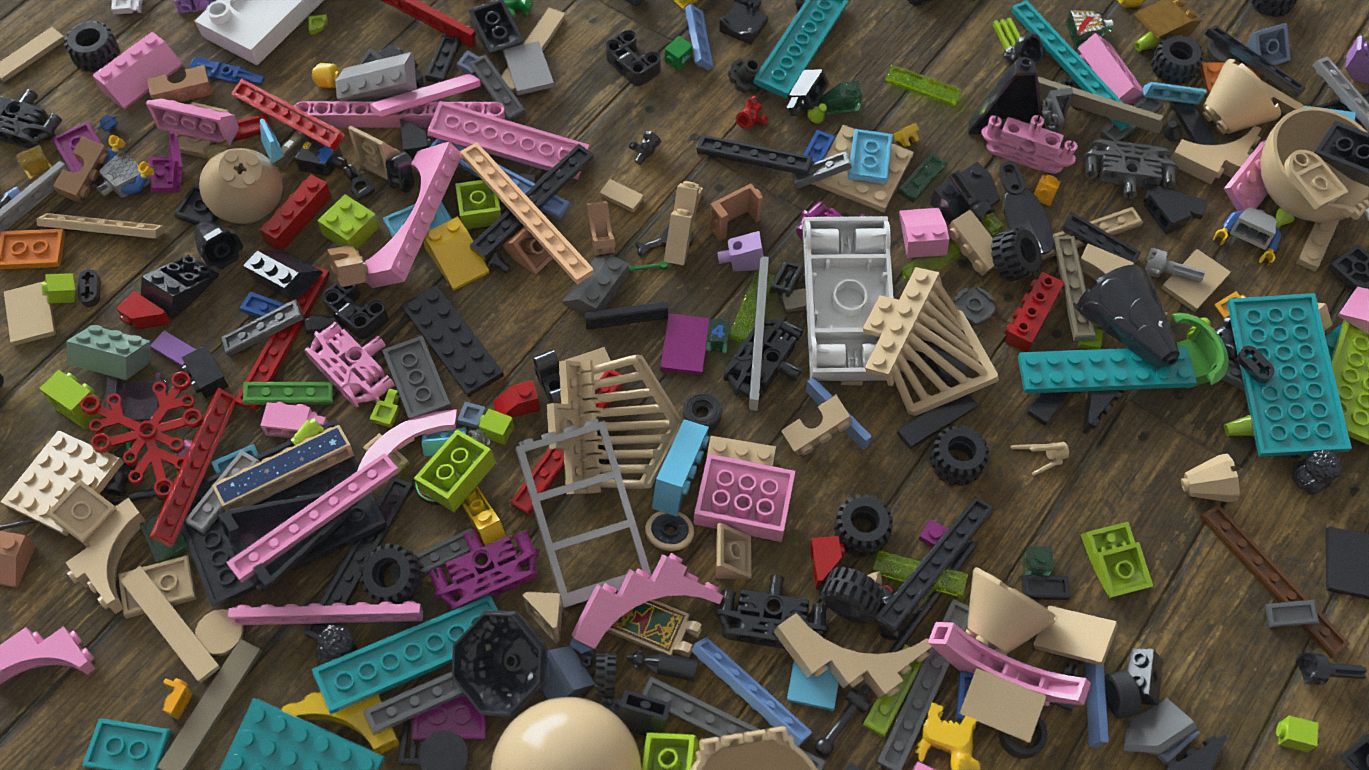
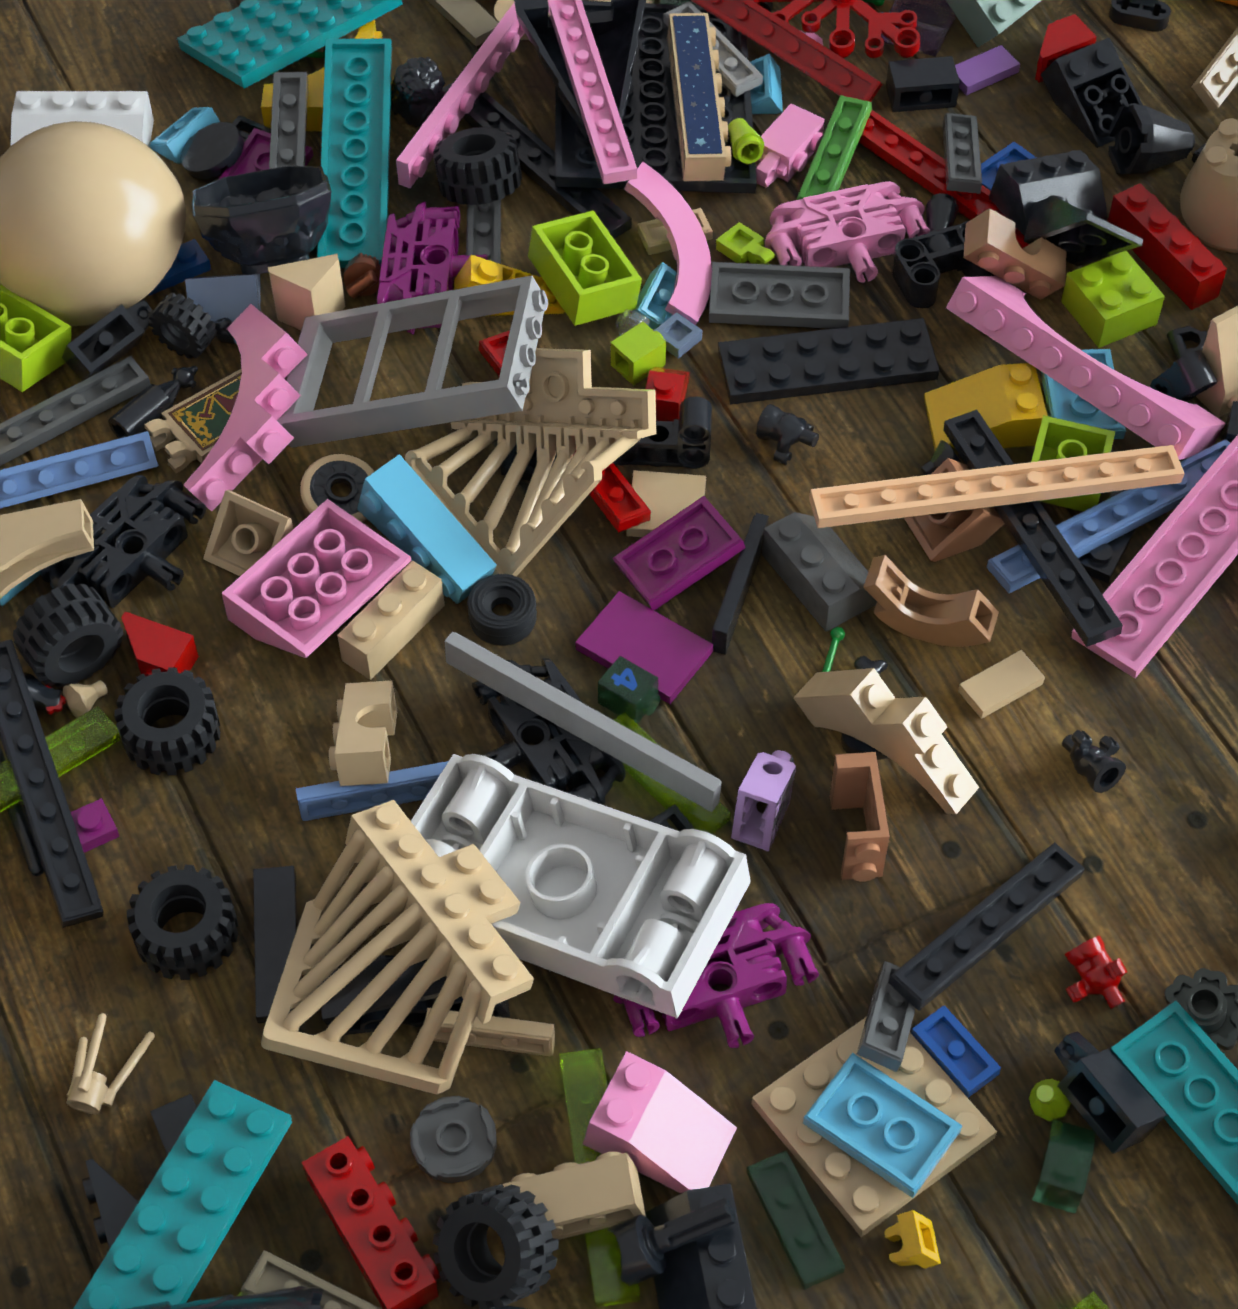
camera: 120 degrees right, 5 degrees down
(317, 237) = (1077, 231): none -> black slope
(509, 600) = (362, 275): none -> copper piece
(515, 335) = (785, 429): none -> black piece
(620, 339) = (679, 553): none -> magenta tile

